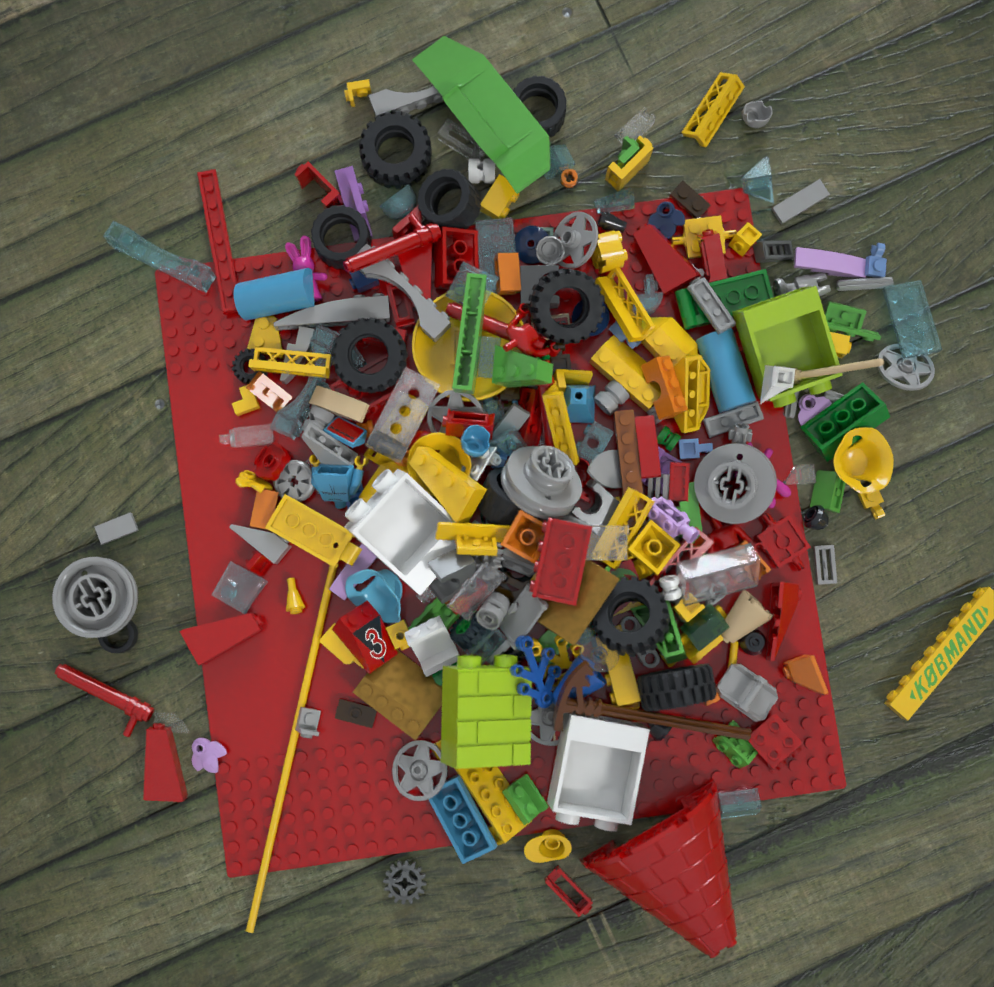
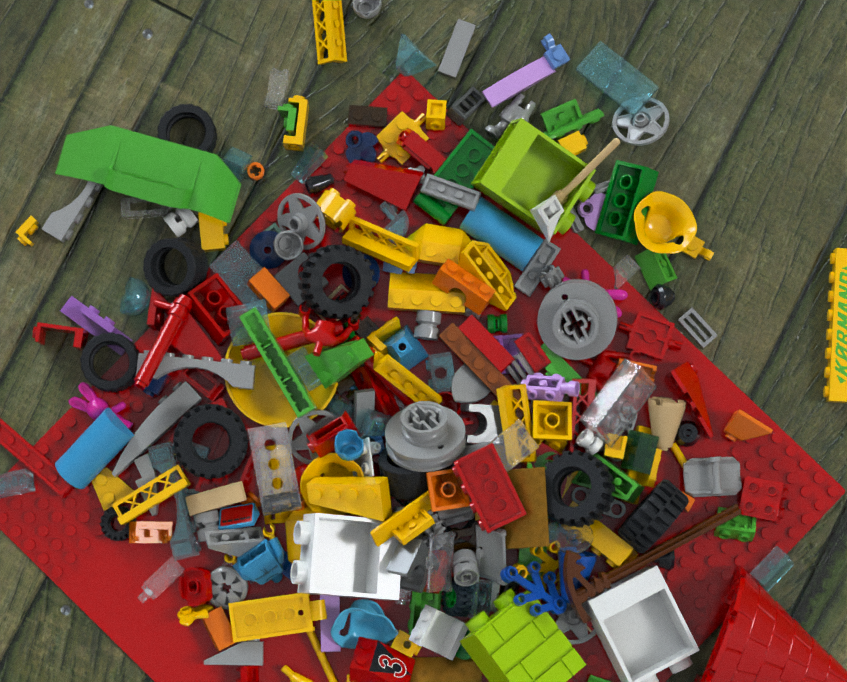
camera: 40 degrees left, 0 degrees up
(247, 404) = (139, 555): yellow piece -> none
(395, 126) = (80, 238): black tyre -> none
(691, 448) = (521, 317): medium blue plate -> none
(865, 283) = (558, 77): light grey axle -> none

